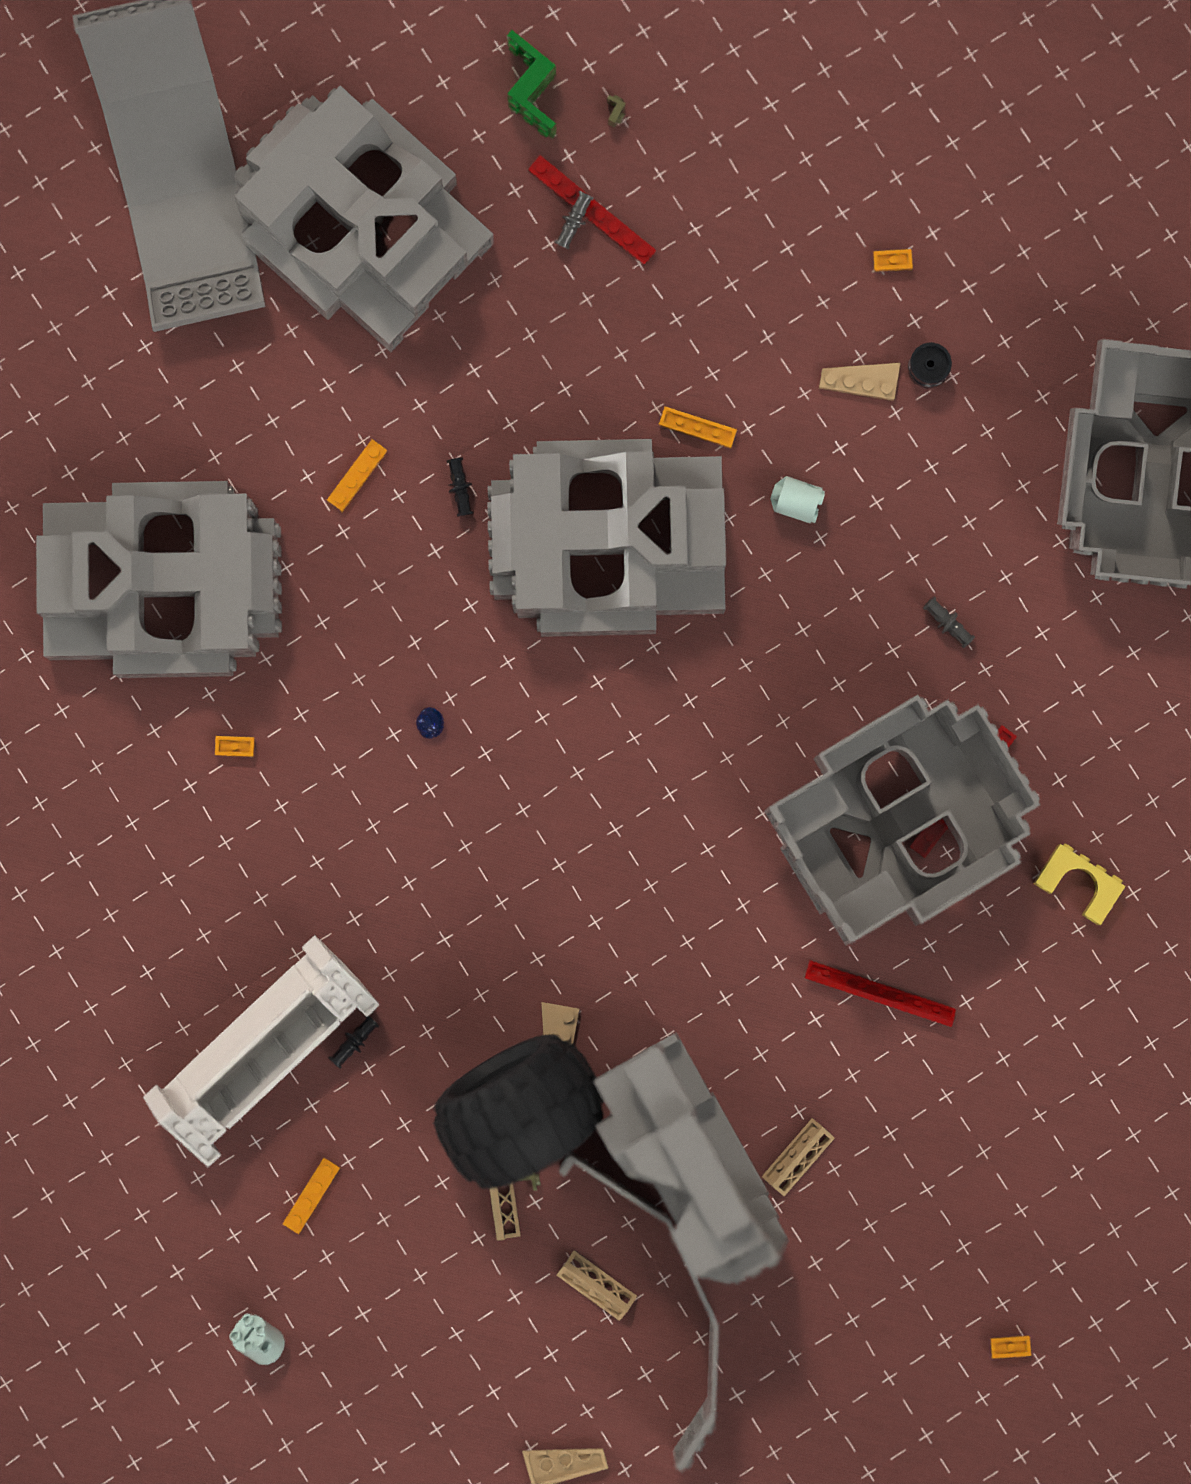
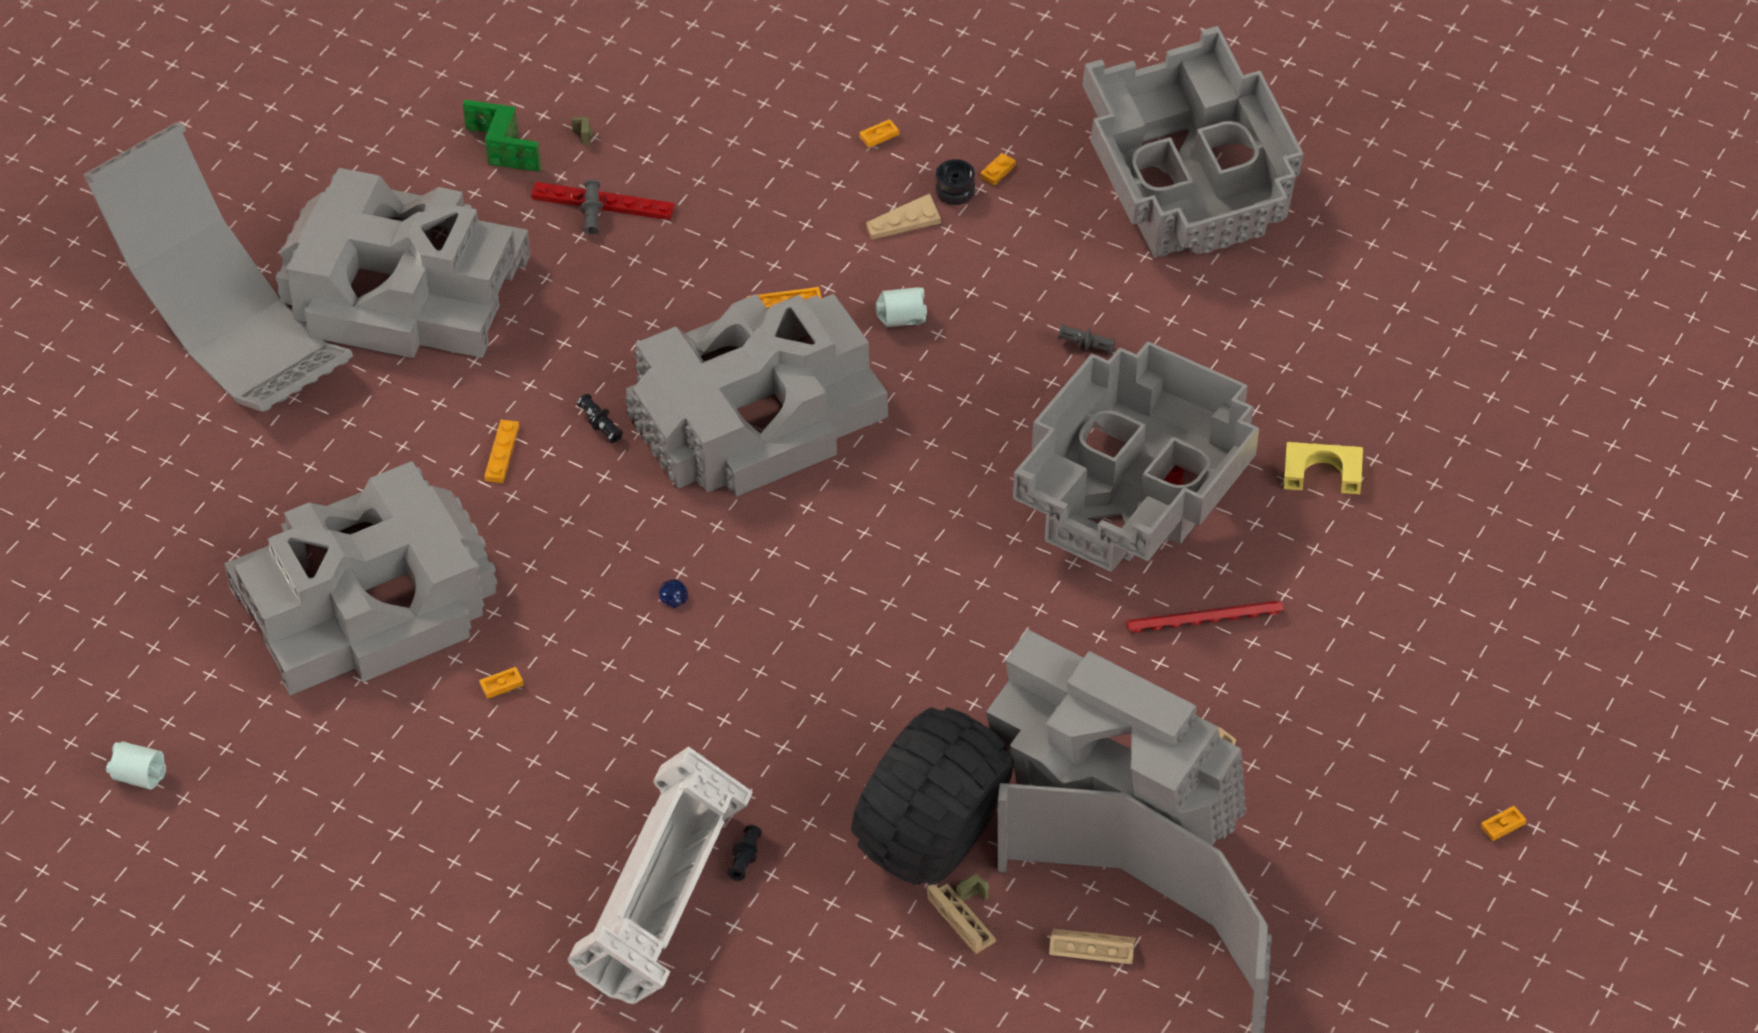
camera: 25 degrees left, 35 degrees down
(311, 1195) = (776, 995): light orange plate -> none
(981, 362) = (997, 169): none -> light orange plate

